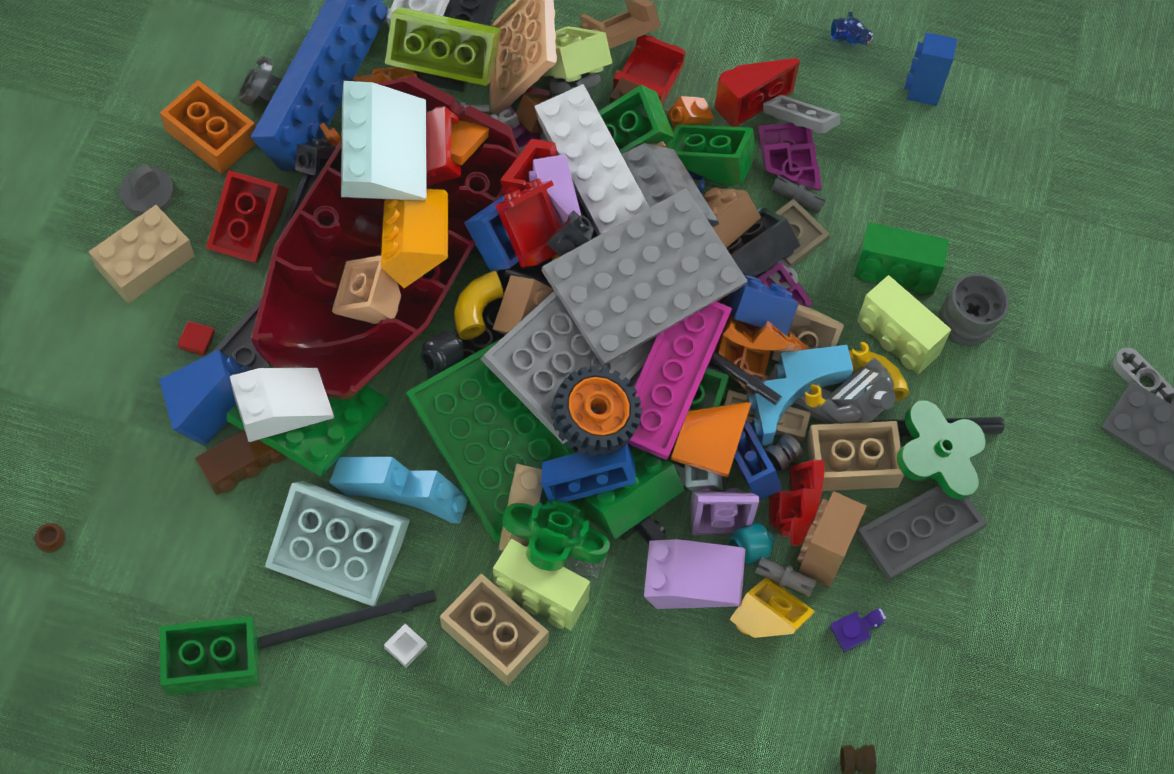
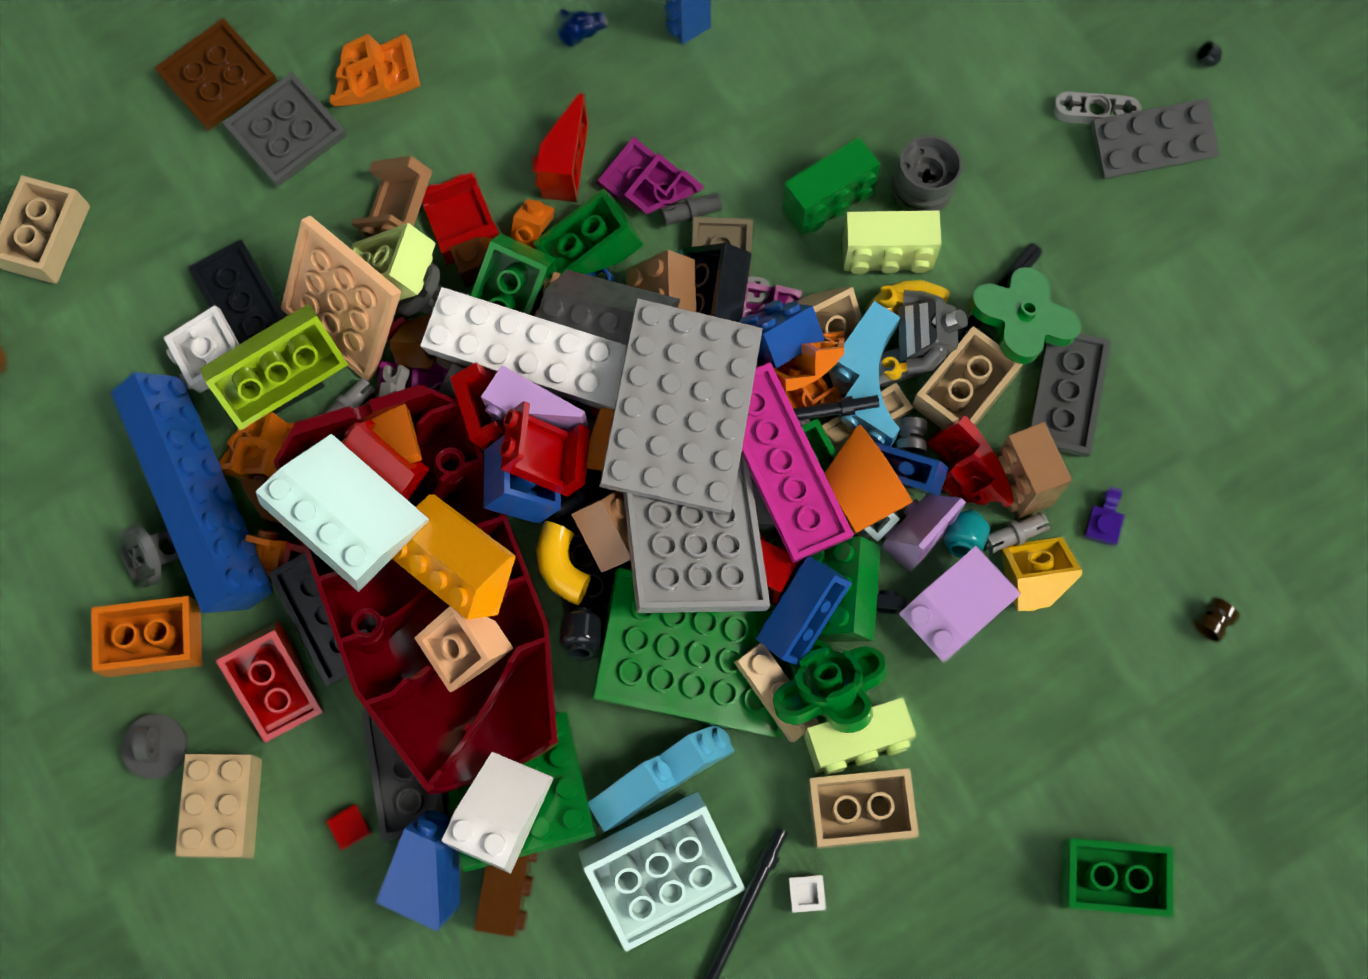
camera: 40 degrees left, 10 degrees up
(309, 155) = (270, 572): black bracket -> none
(571, 234) = (590, 432): black bracket -> none
(589, 430) = (756, 578): wheel -> none
(801, 114) = (625, 137): light grey plate -> none

